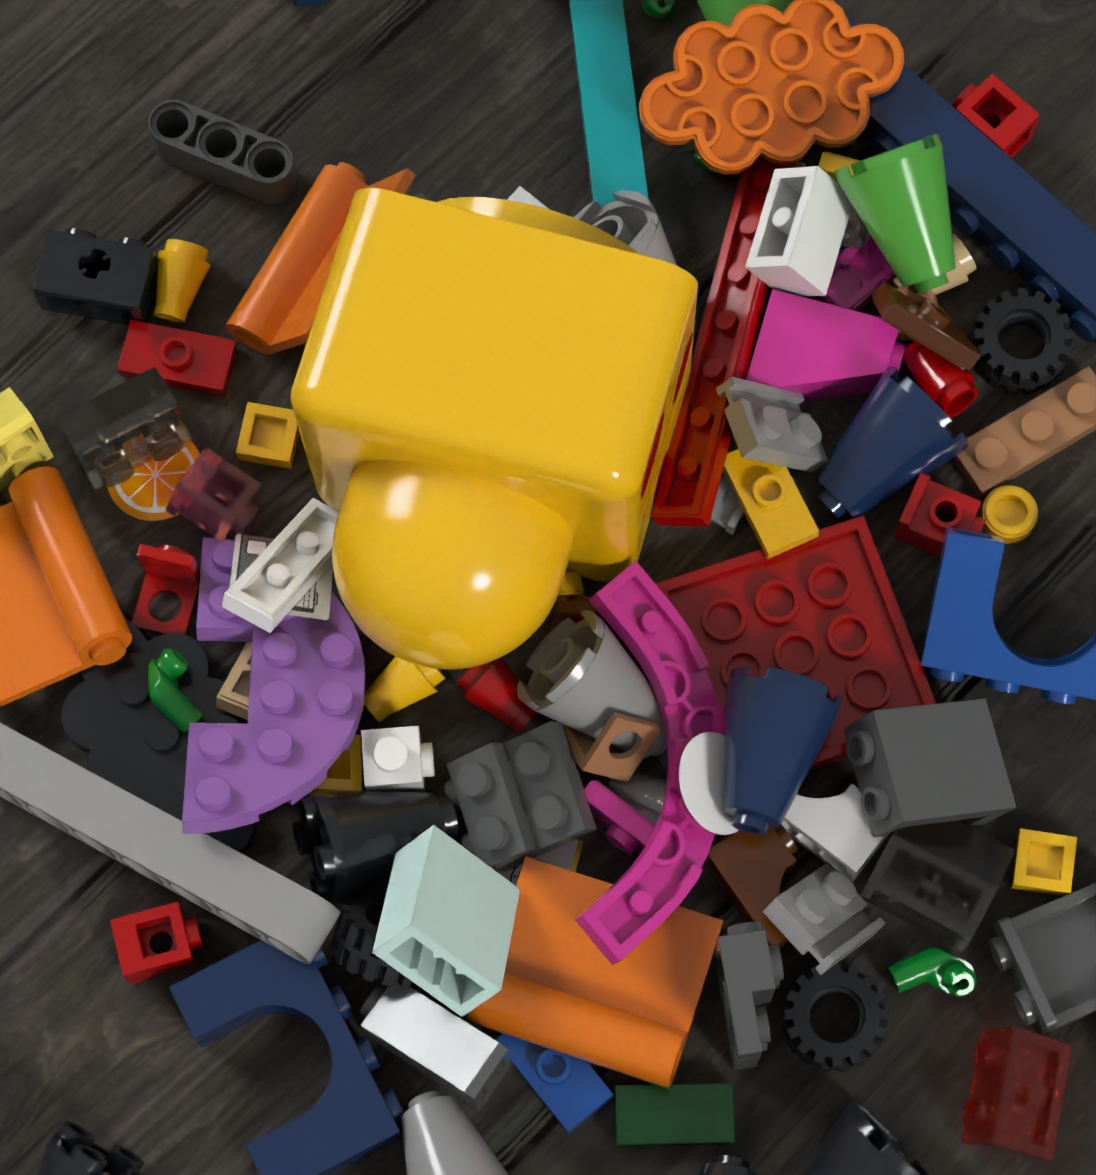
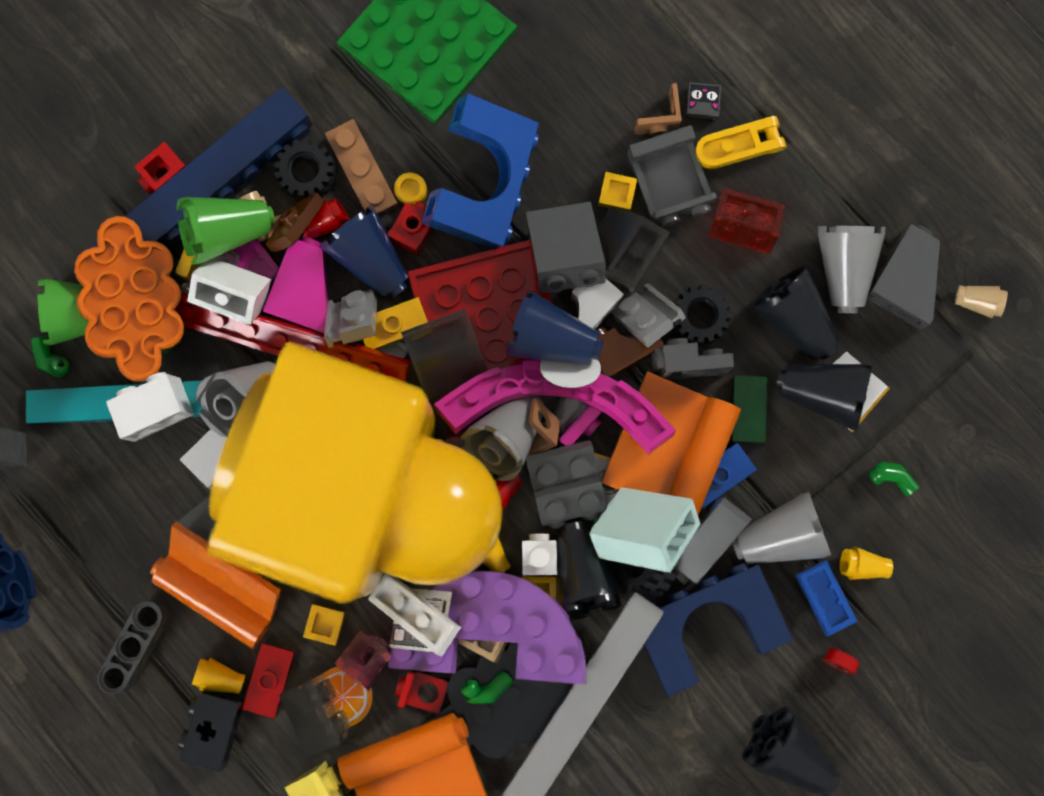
camera: 90 degrees left, 10 degrees up
(138, 931) = (642, 715): red brick -> none
(599, 130) = (149, 407): none -> white brick
(725, 575) = (444, 353): none -> clear smoke slope
(936, 968) = (674, 256): green arm -> none

